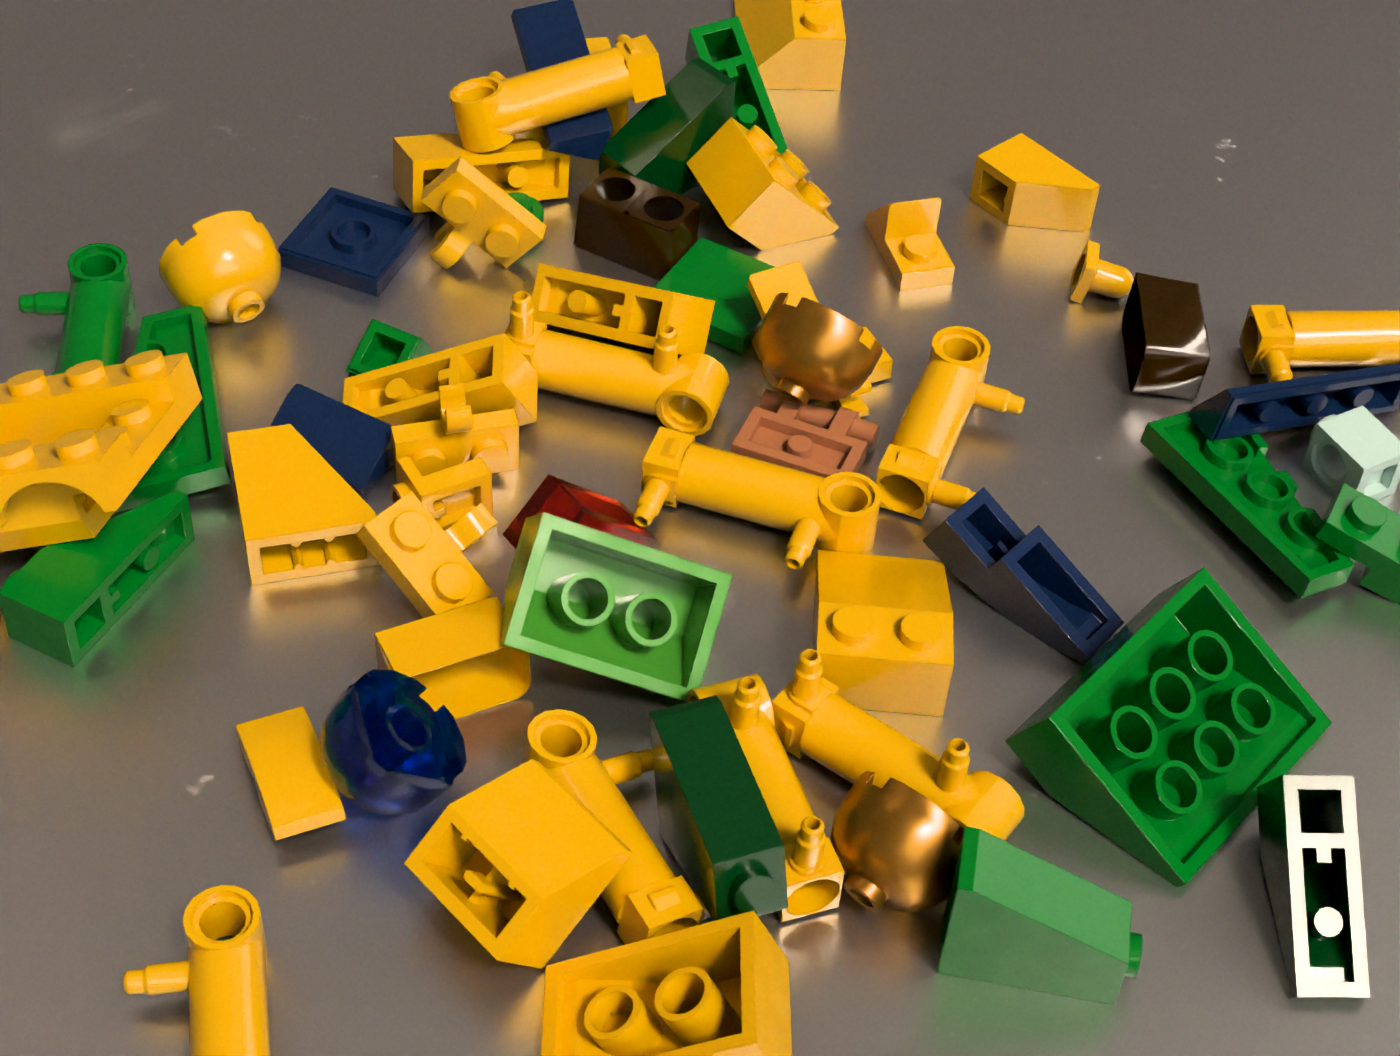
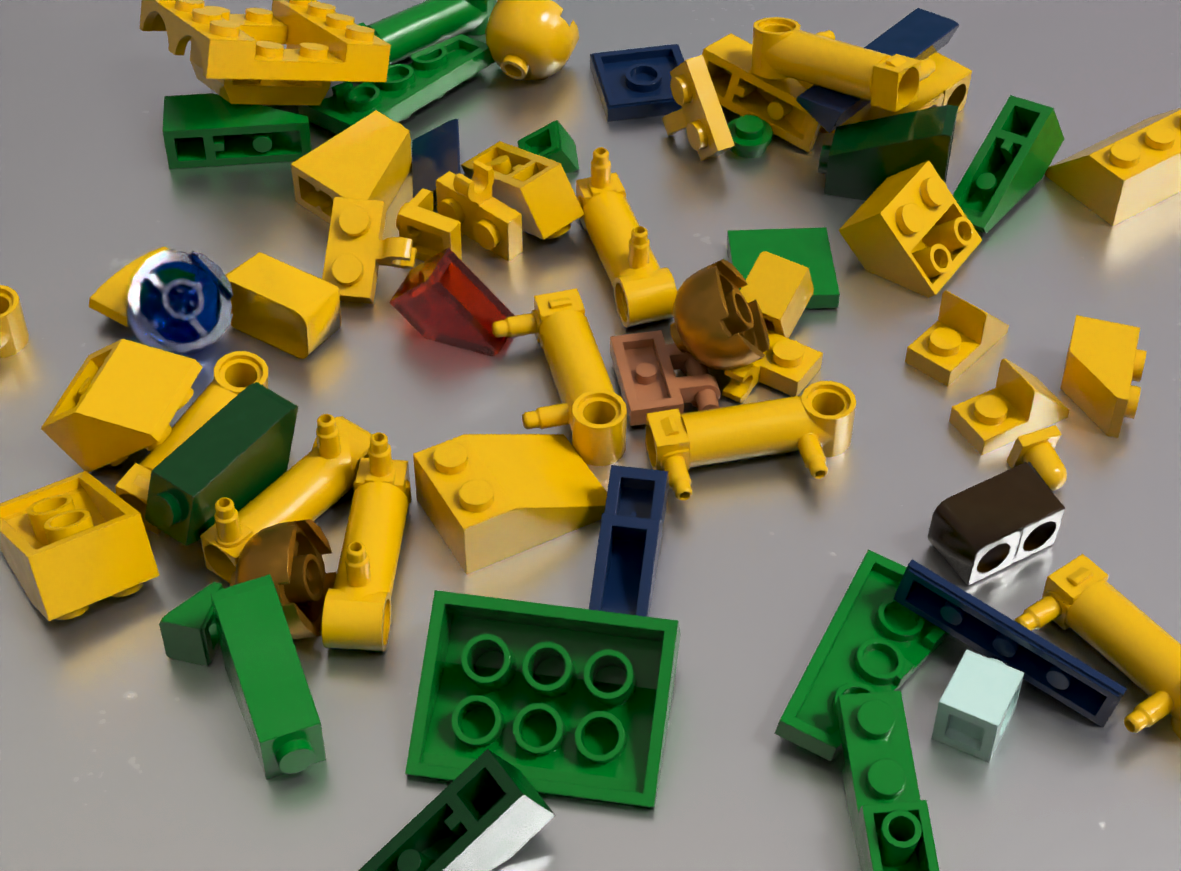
camera: 60 degrees right, 0 degrees up
(612, 606) = (373, 341): bright green slope -> none
(619, 309) = (688, 224): yellow slope -> none
(642, 230) = (790, 160): dark brown piece -> none
(895, 955) = (191, 629): none -> green slope
(1023, 263) = (1009, 410): none -> yellow slope

